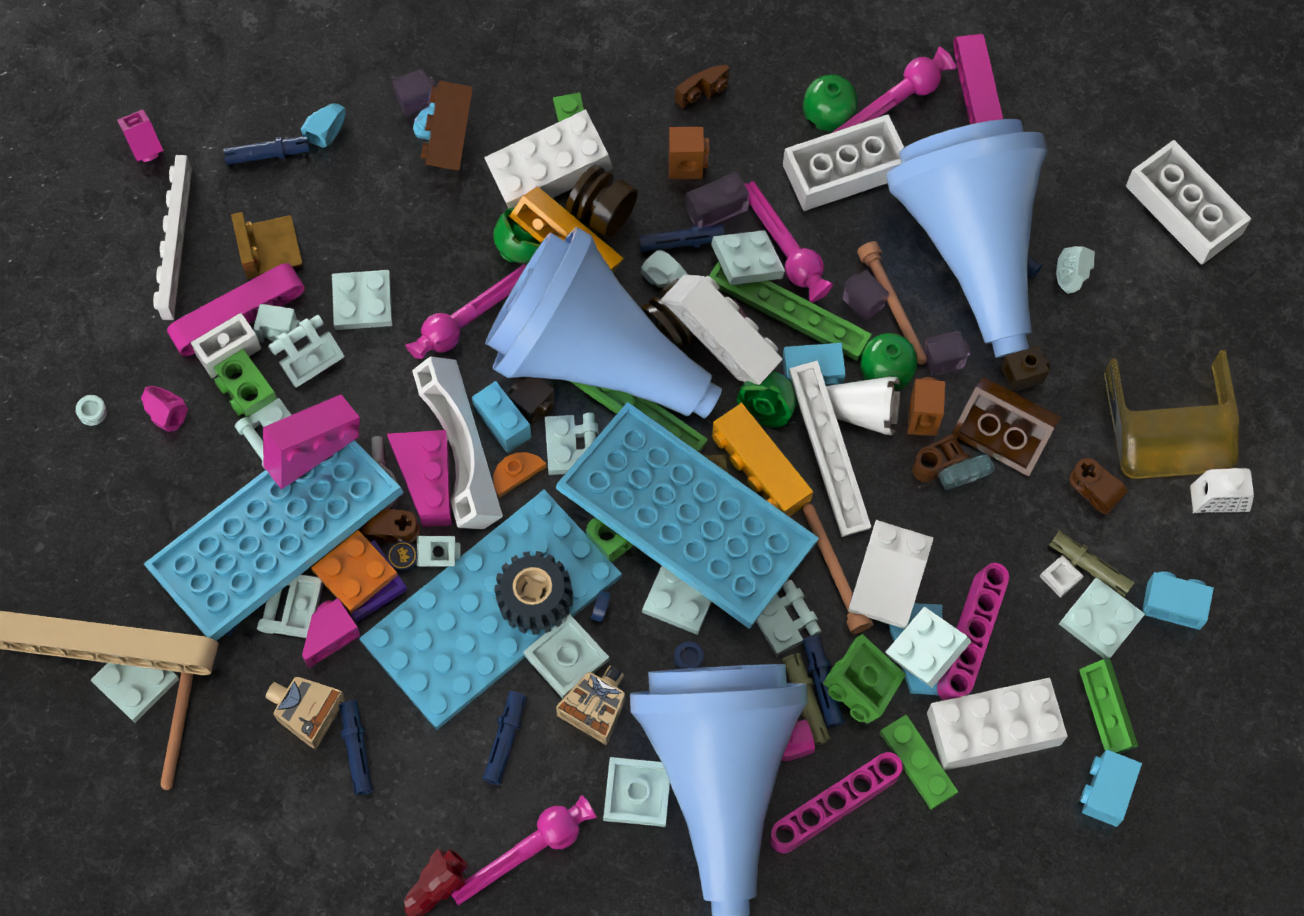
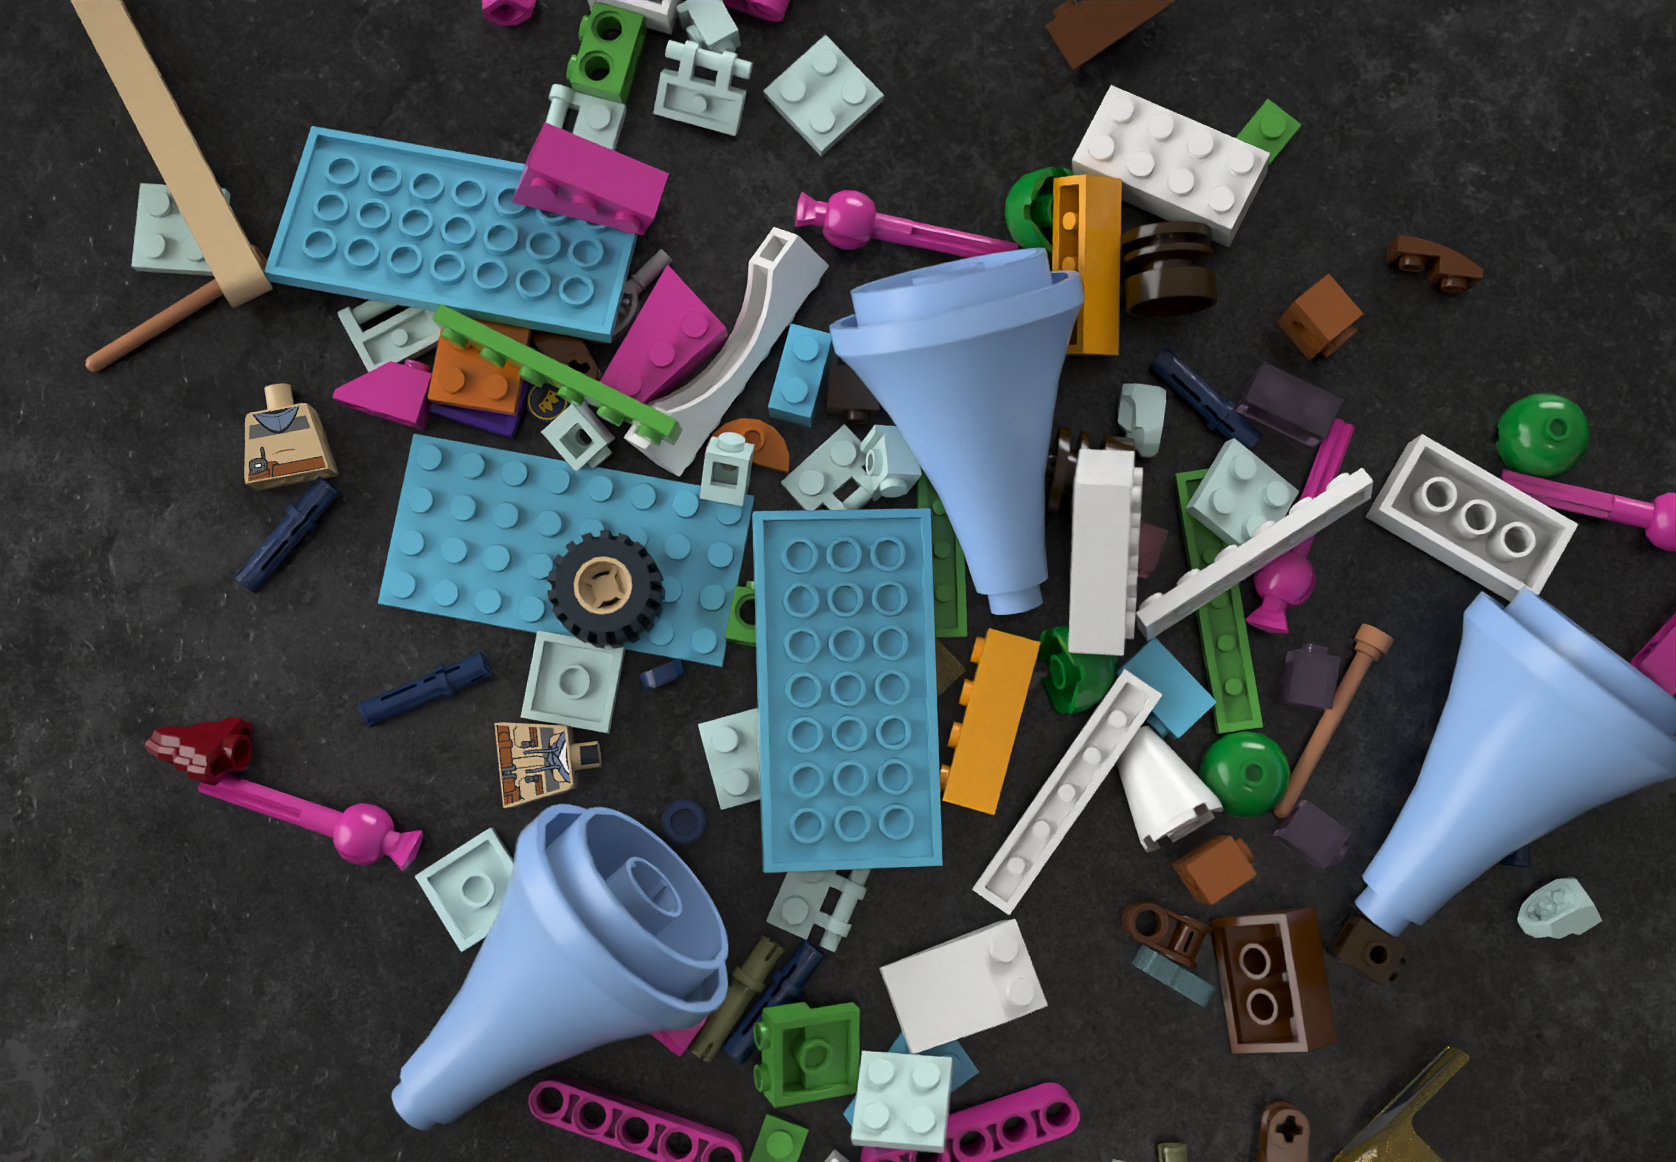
camera: 55 degrees right, 15 degrees up
(408, 522) = (572, 384): none -> bright green plate
(528, 491) = (727, 469): none -> light aqua brick
(585, 403) = (890, 461): none -> light aqua brick
(780, 257) = (1267, 544): none -> white plate
(856, 622) = (875, 985): nougat piece -> none

